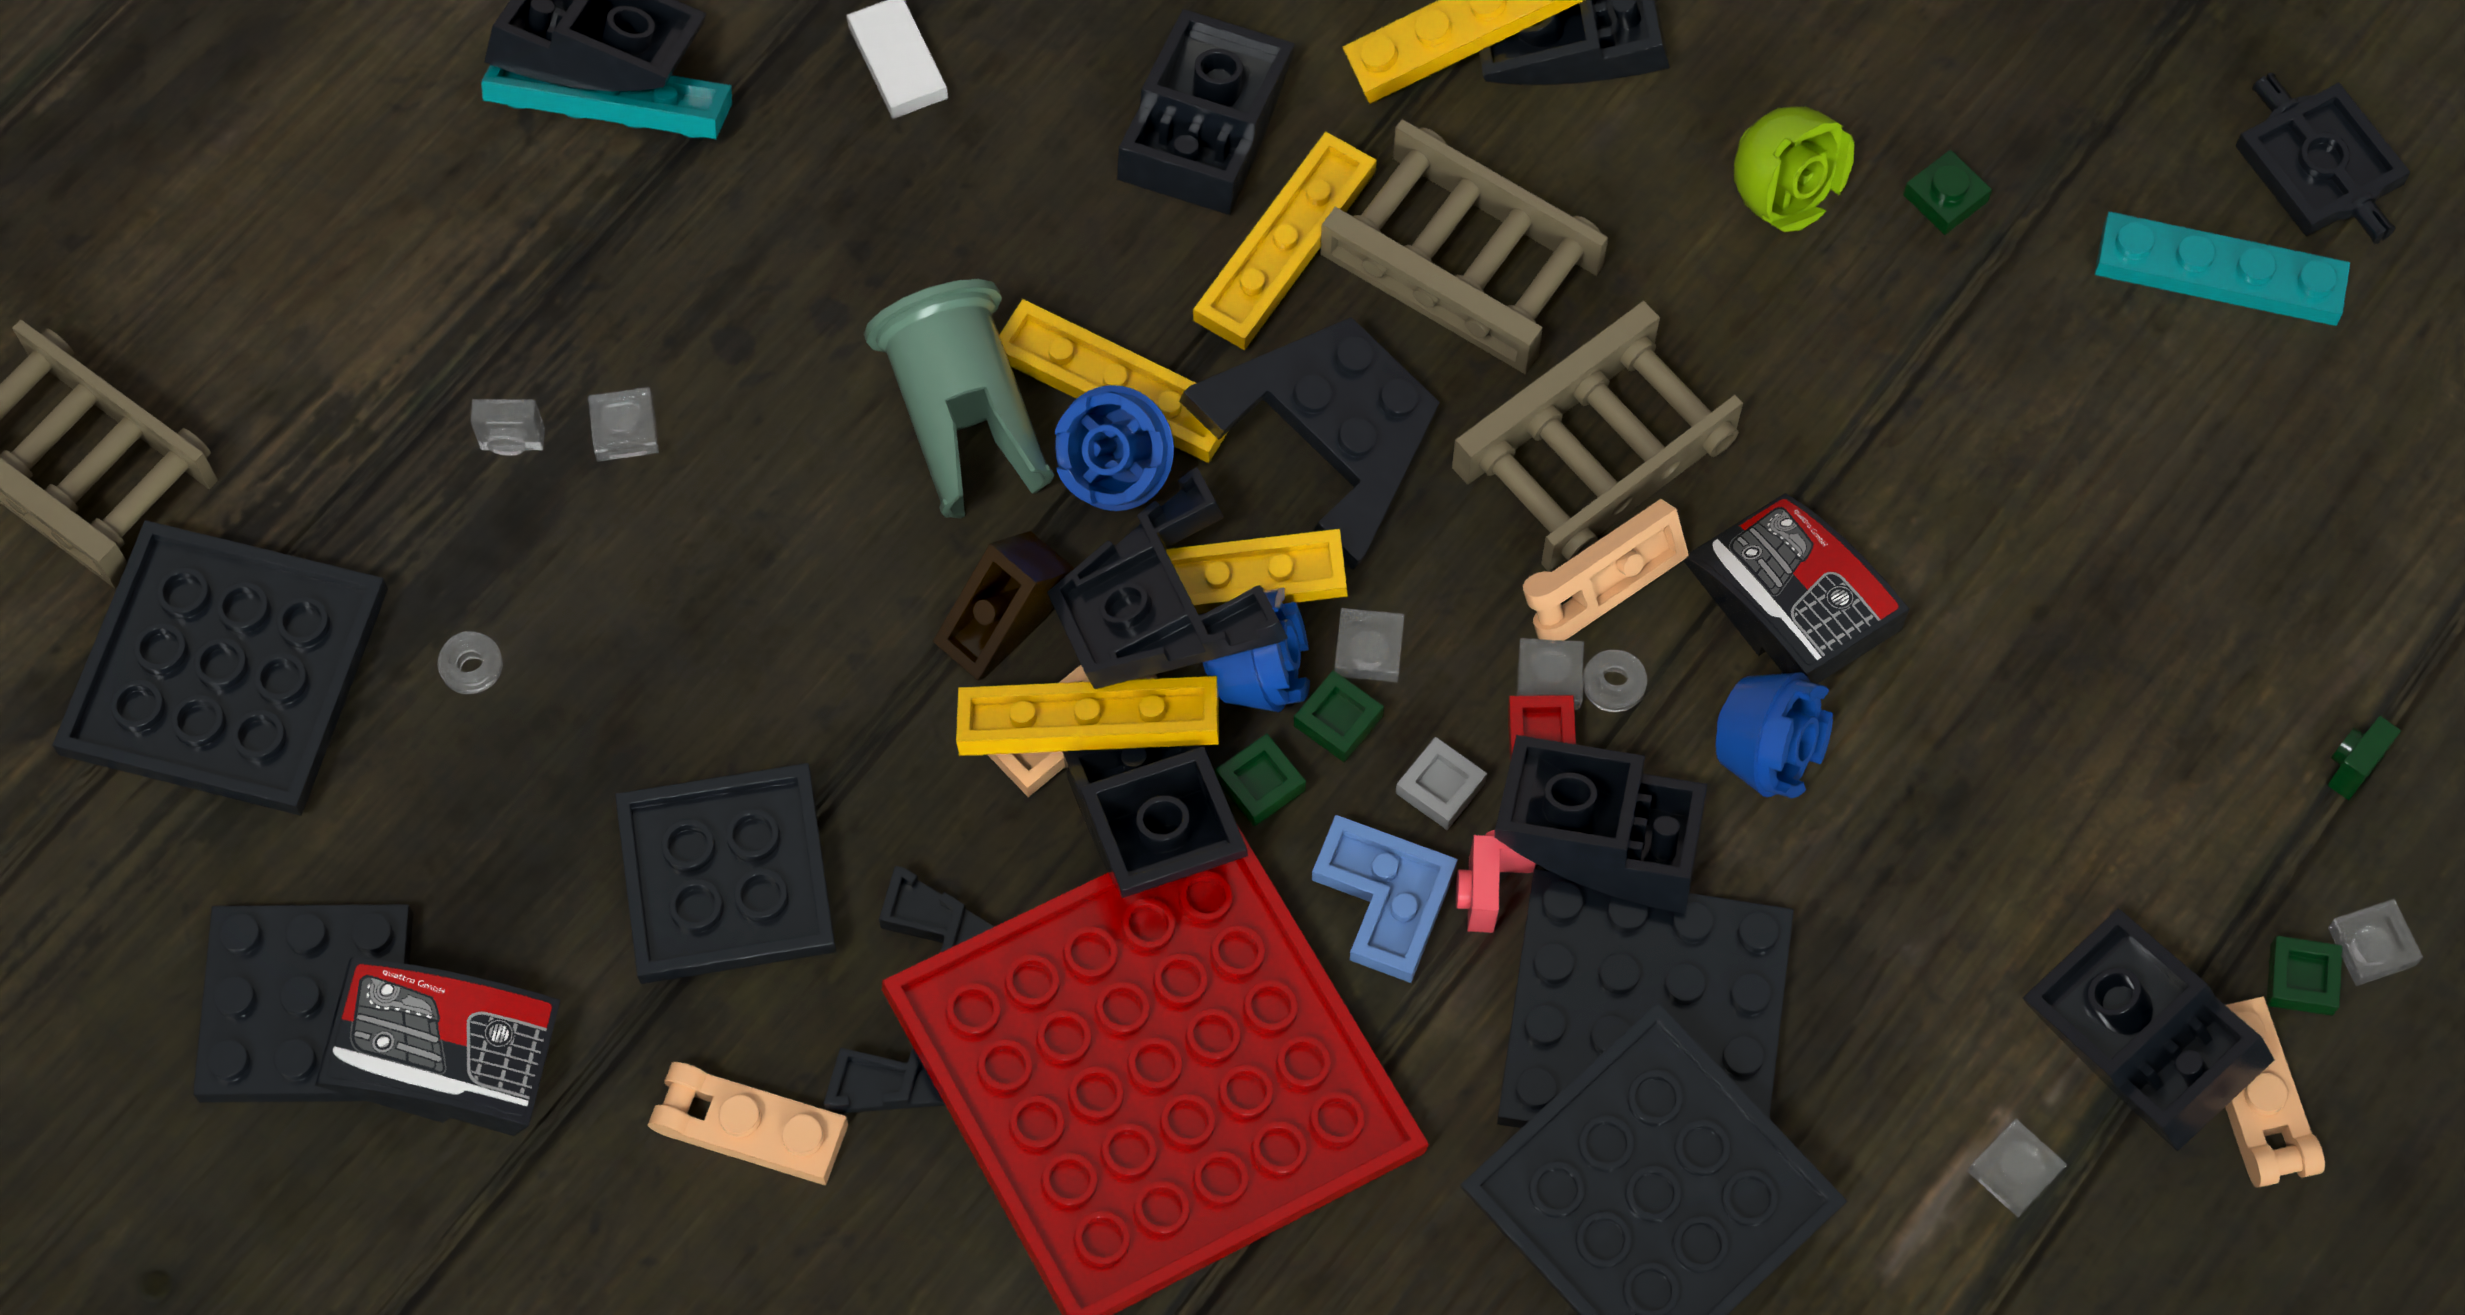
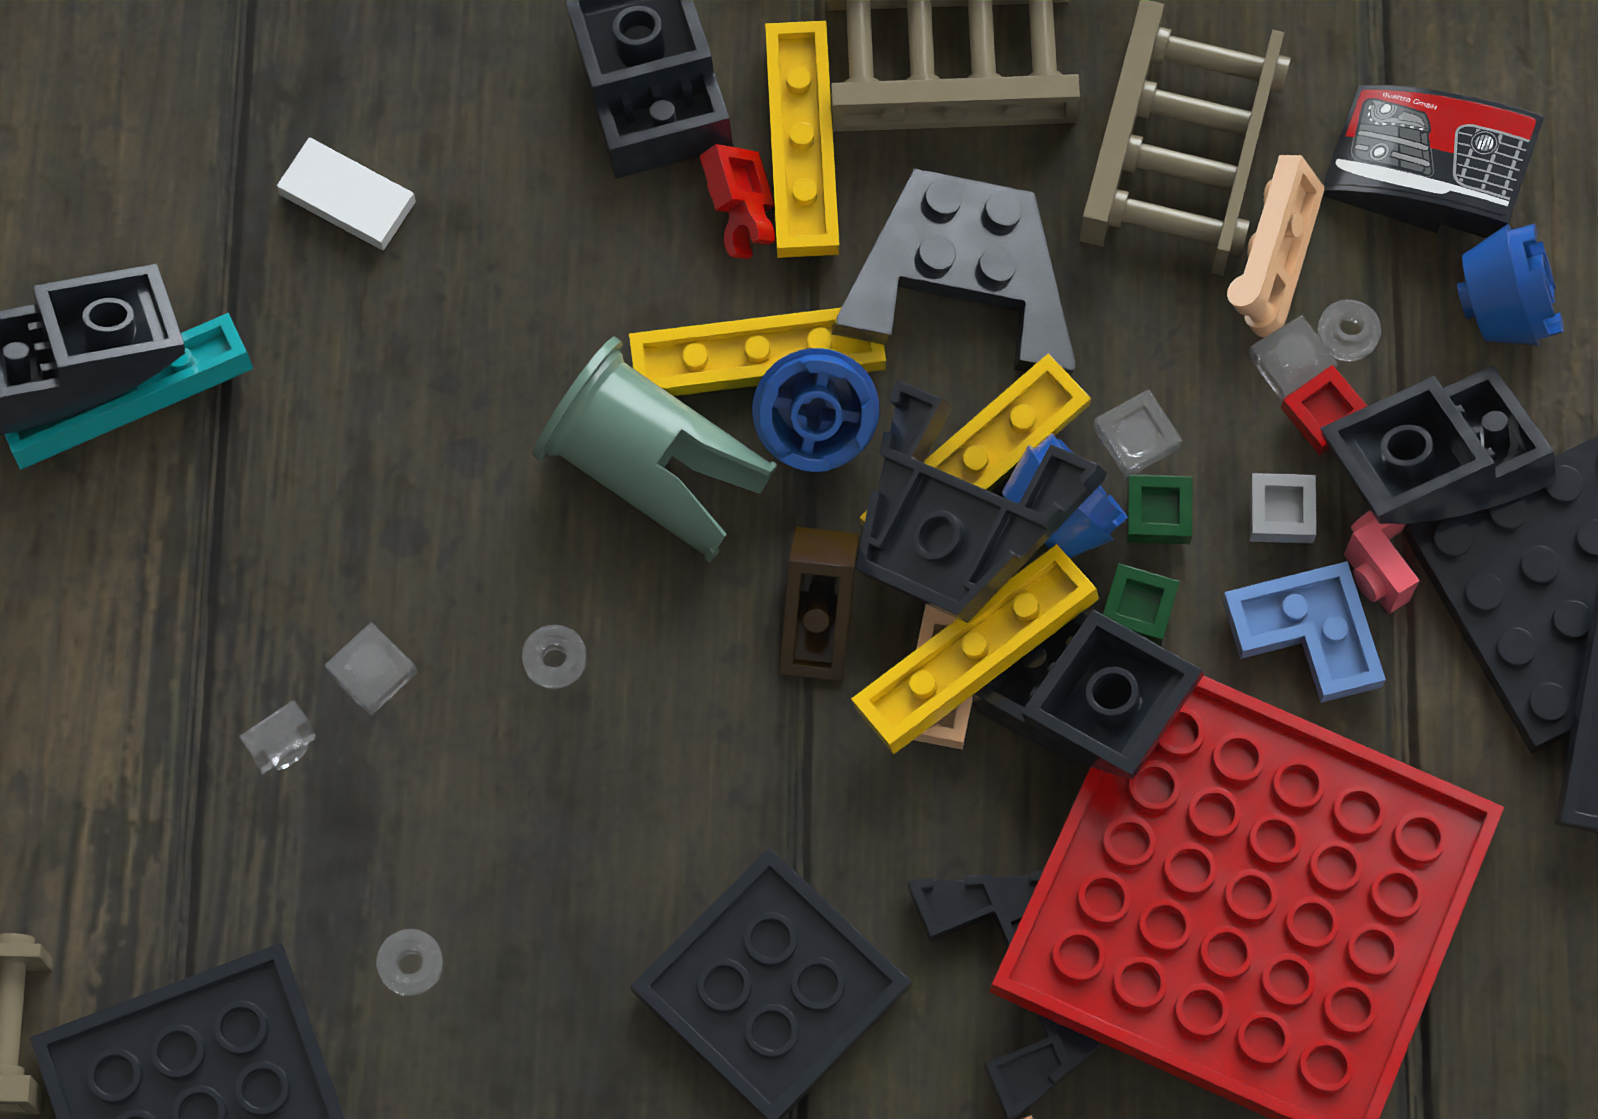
camera: 35 degrees left, 5 degrees up
(768, 492) = (554, 638): none -> clear plate
(1204, 244) = (741, 188): none -> red plate

